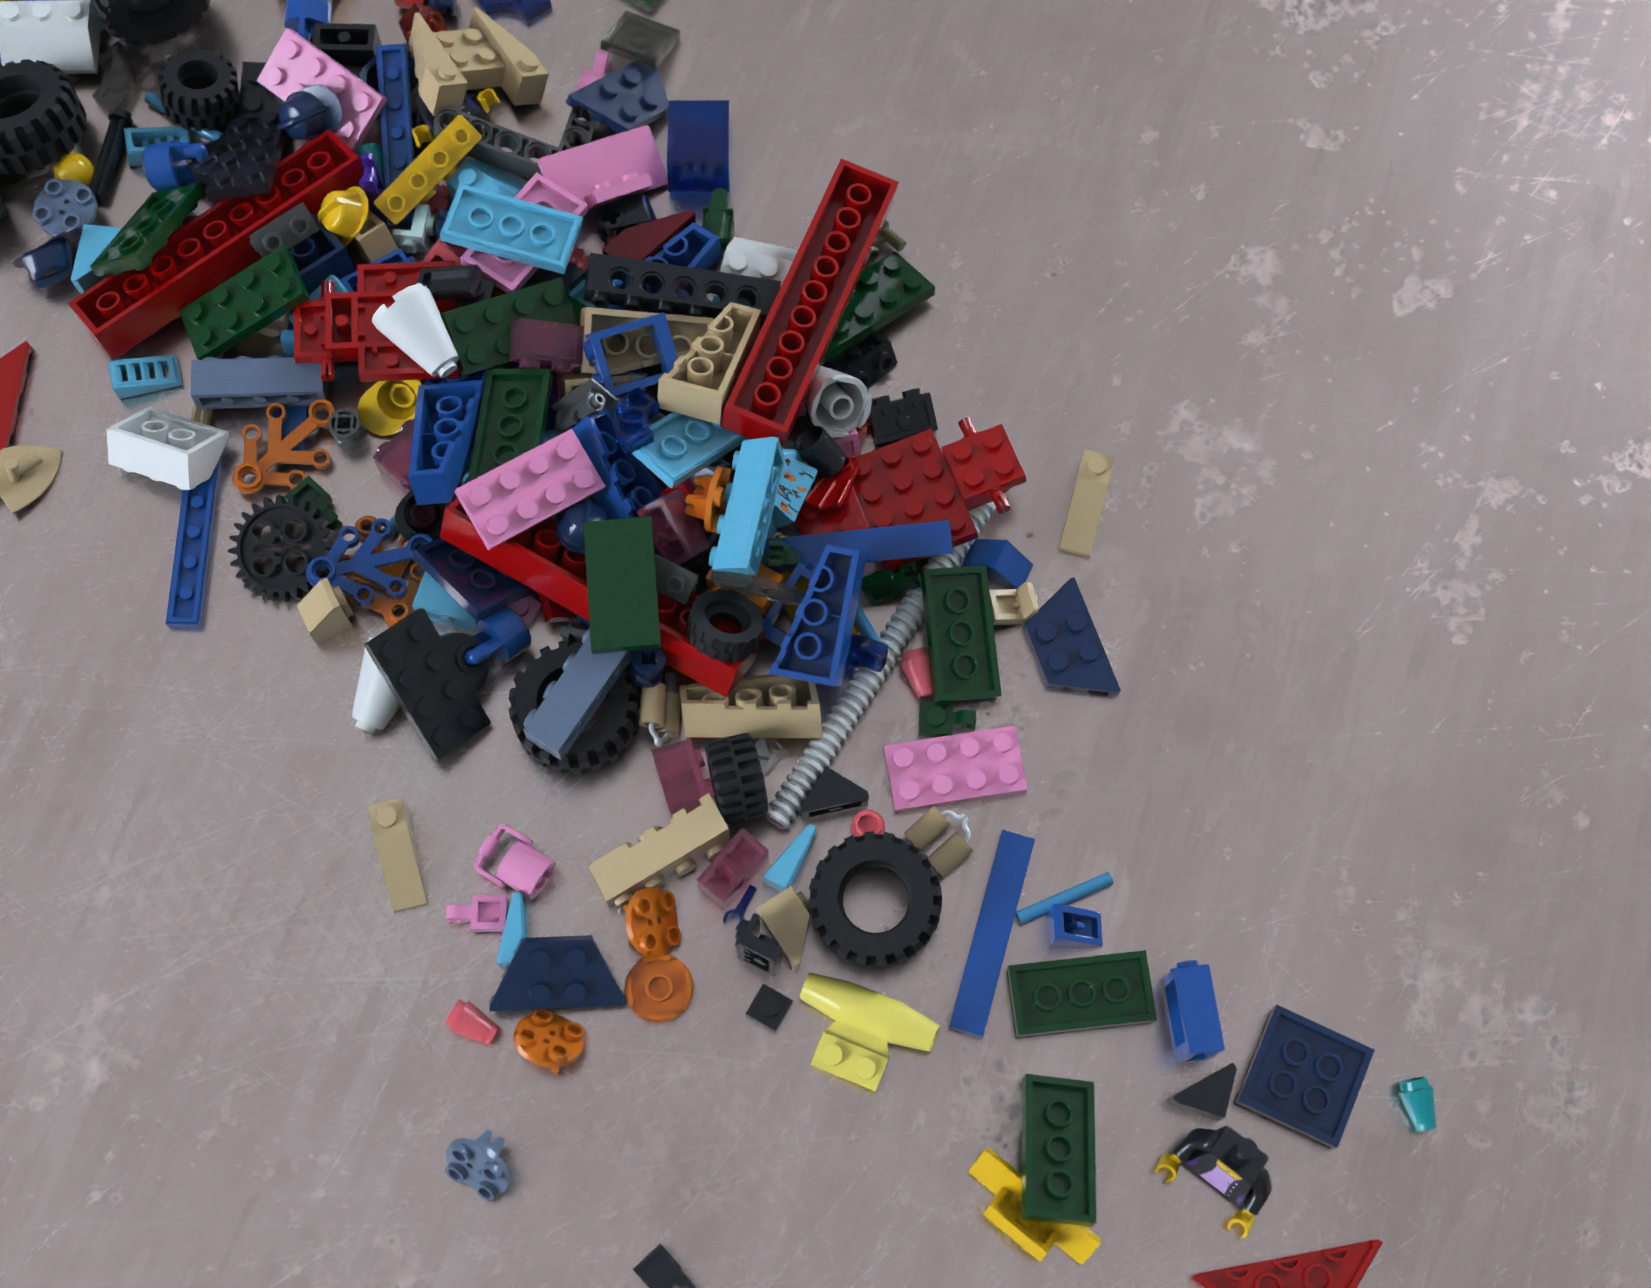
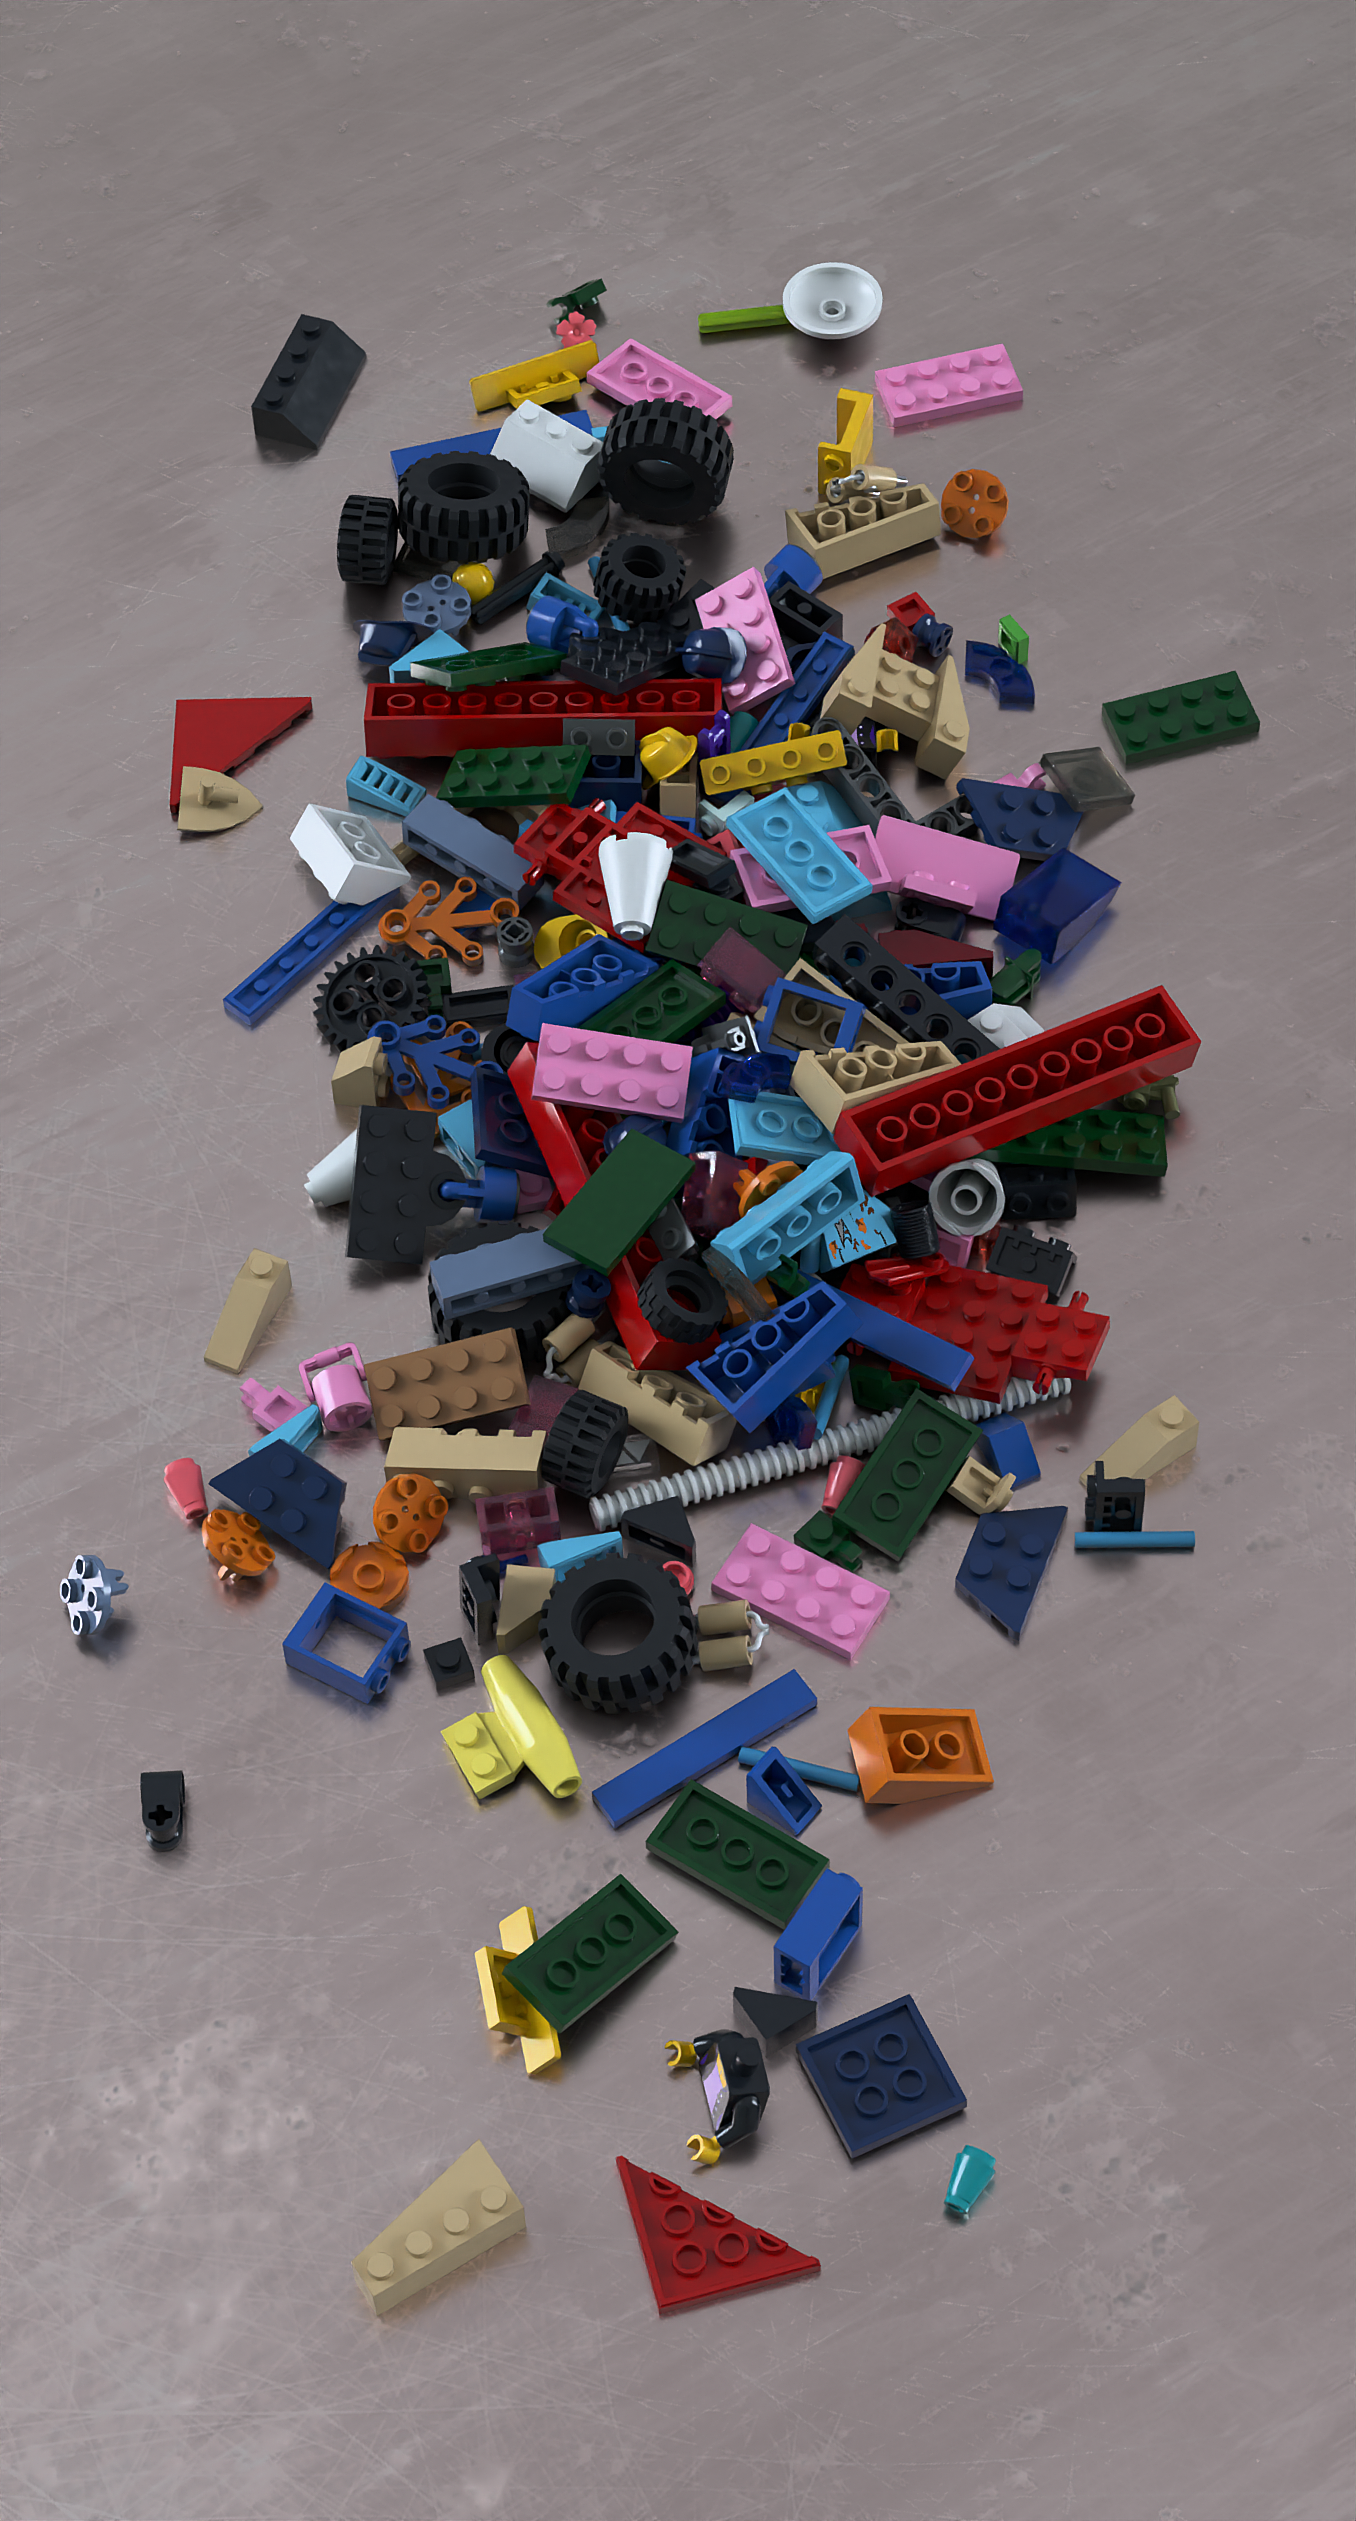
camera: 45 degrees right, 15 degrees down
(362, 495) = (477, 1006): none -> black tile
(597, 805) = (448, 1383): none -> medium nougat plate
(651, 1033) = (316, 1620): none -> blue window
(1106, 559) = (1114, 1503): none -> black bracket
(1131, 567) = (1134, 1539): none -> dark azure bar
(1134, 828) = (918, 1753): none -> orange slope

